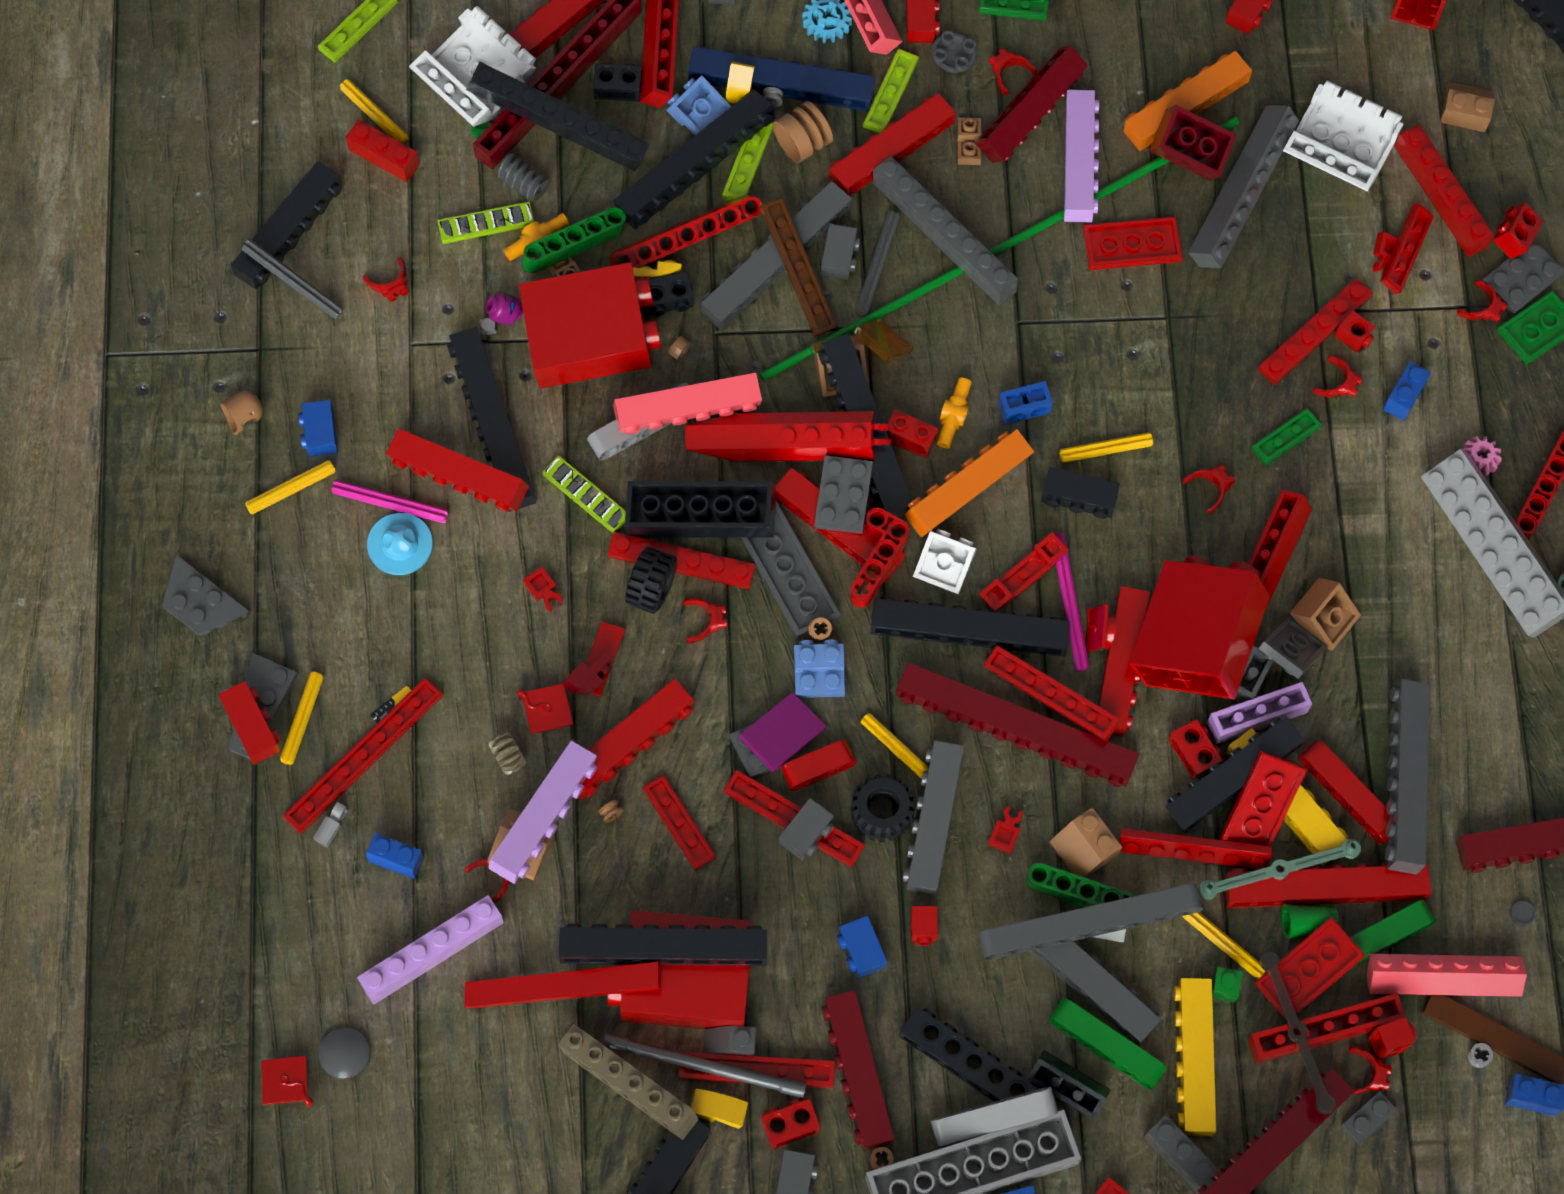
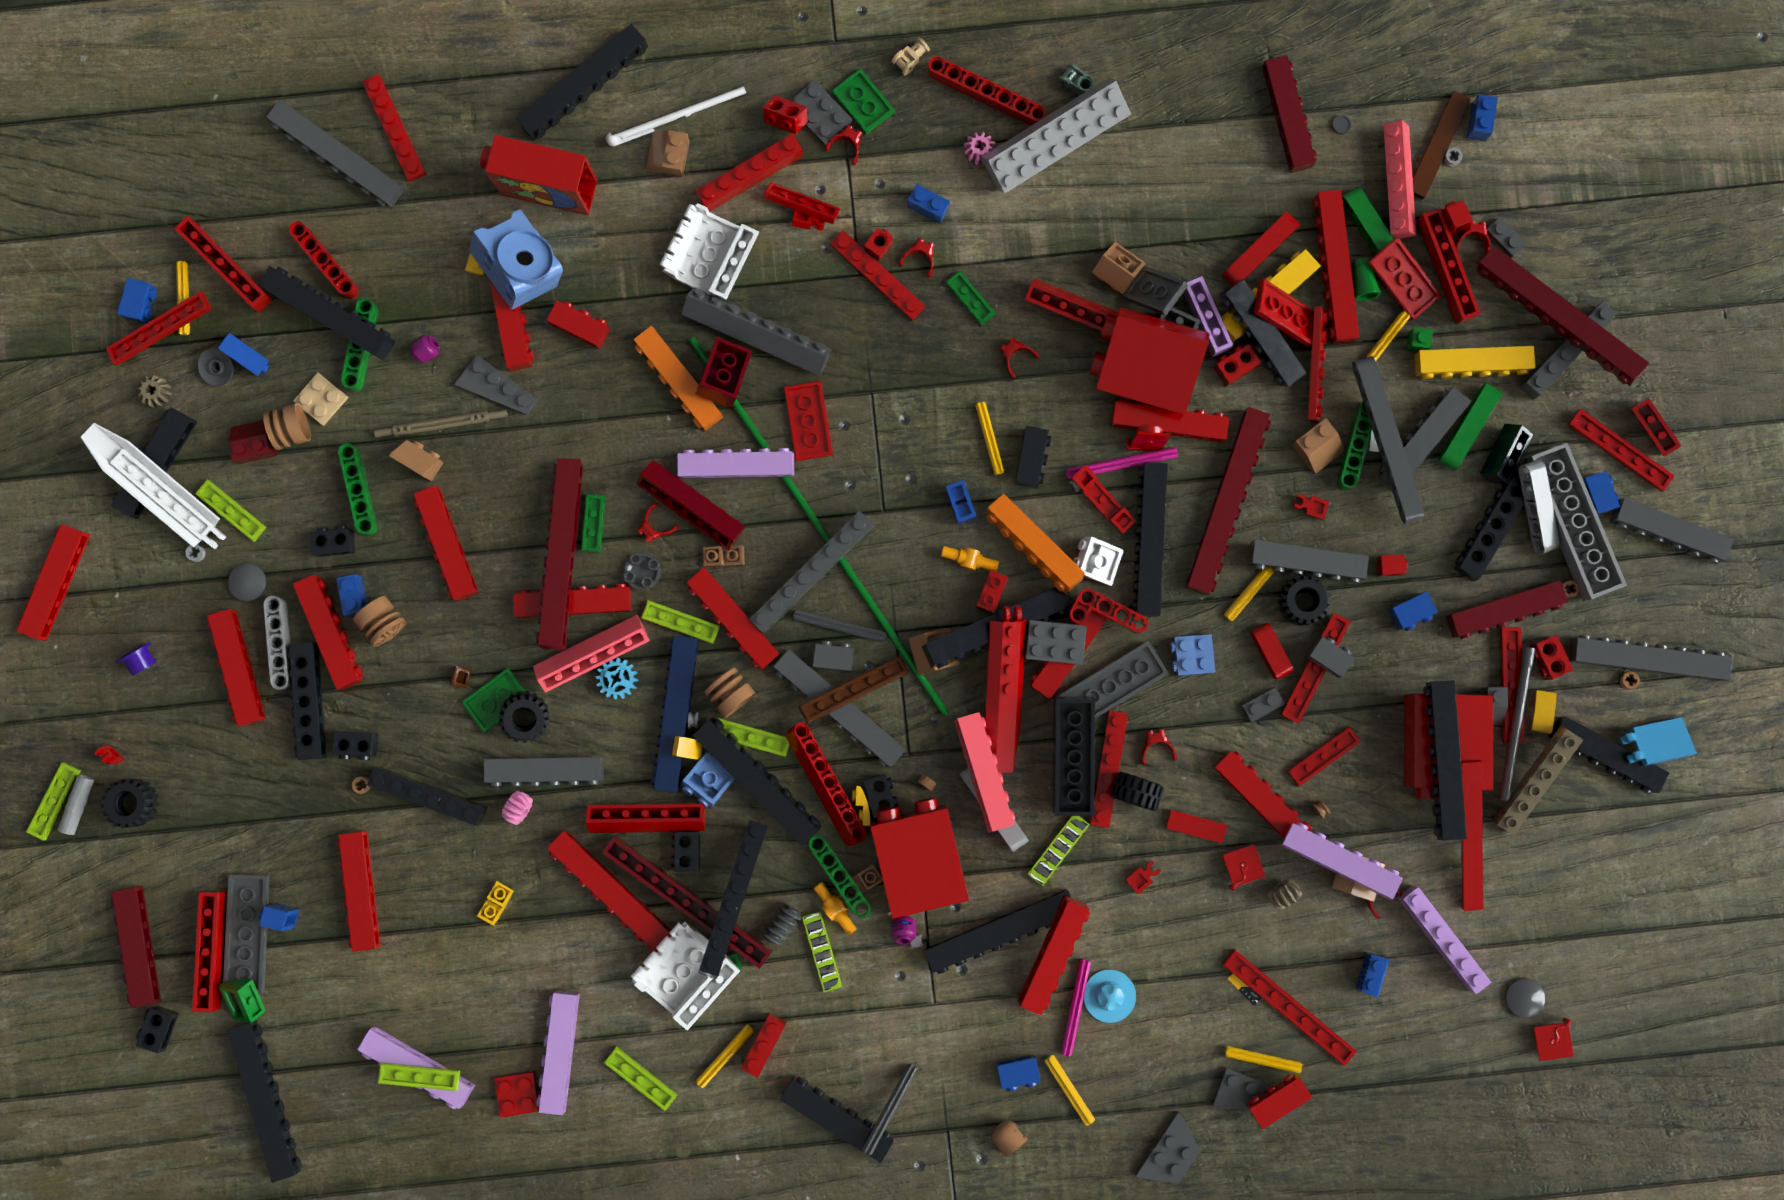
camera: 90 degrees left, 15 degrees up
(330, 825) = (1350, 1027): light grey bar -> none
(392, 289) = (887, 1019): red helmet -> none
(587, 680) = (1222, 836): dark red brick -> none
(782, 732) = (1248, 680): magenta tile -> none
(828, 627) = (1158, 656): medium nougat bush -> none
(883, 340) = (913, 617): clear orange tile -> none
(1052, 693) = (1204, 474): red plate -> none
(1325, 1103) = (1407, 306): clear smoke piece -> none
(1350, 849) = (1353, 352): sand green piece -> none
(1408, 777) = (1252, 204): dark grey brick -> none
(1500, 85) = (646, 128): none -> white bar

